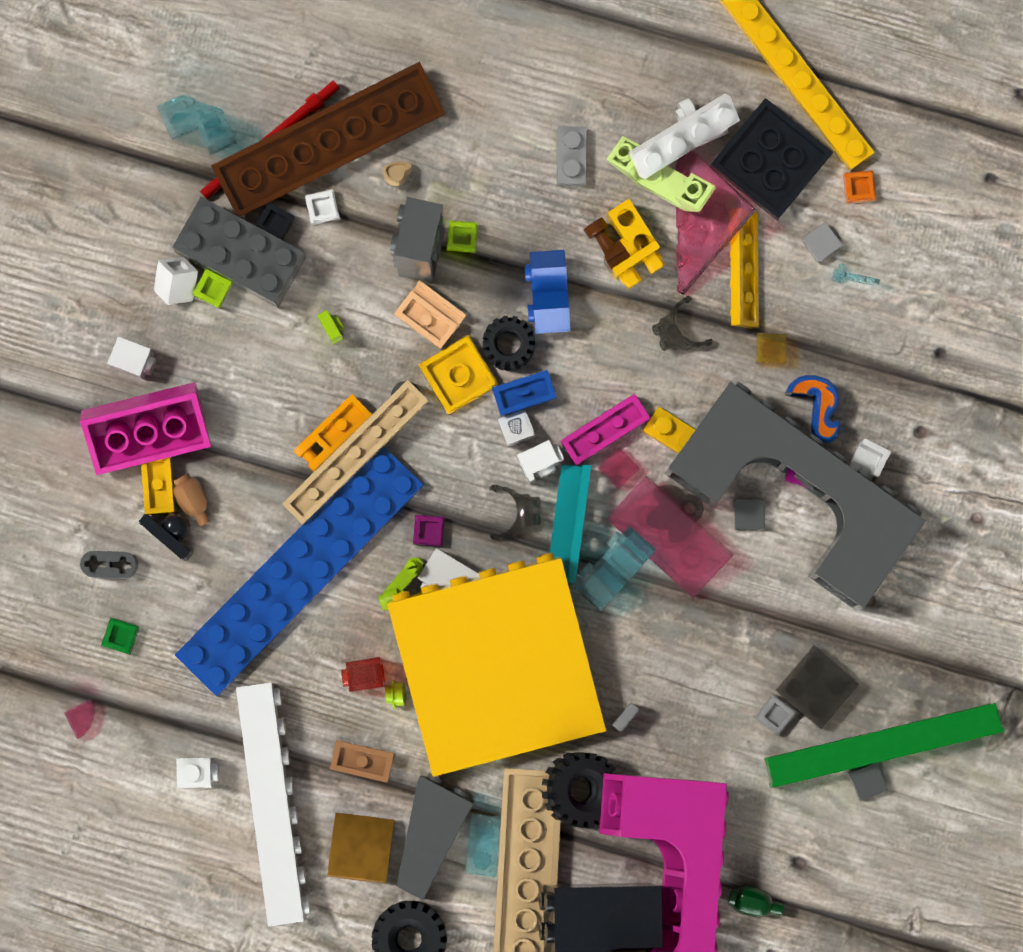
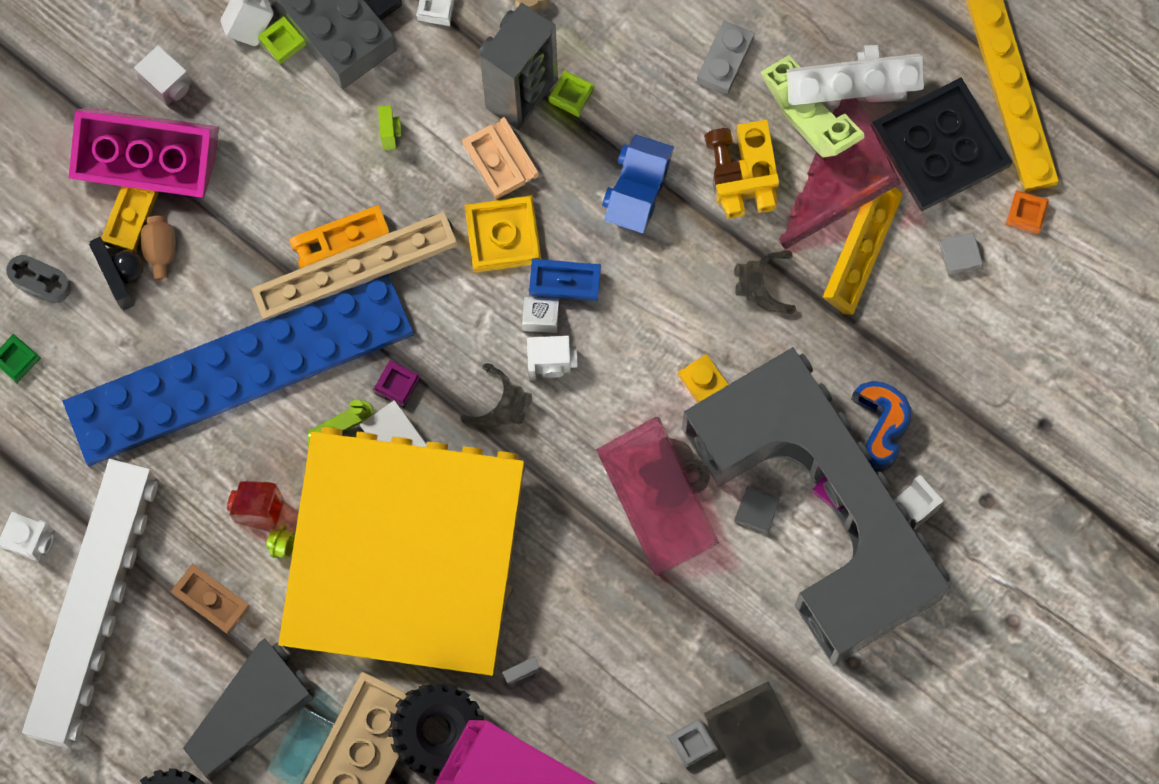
camera: 25 degrees right, 10 degrees down
(360, 848) = (165, 694): pearl gold slope -> none
(502, 326) = (571, 201): black tyre -> none
(570, 517) = (557, 432): teal fence -> none
(605, 429) = (636, 354): dark pink plate -> none
(615, 568) = (565, 511): clear light blue brick -> none
(618, 468) = (633, 402): clear pink tile -> none
(770, 348) = (856, 341): clear yellow plate -> none
(840, 275) = (966, 296): clear light blue piece -> none

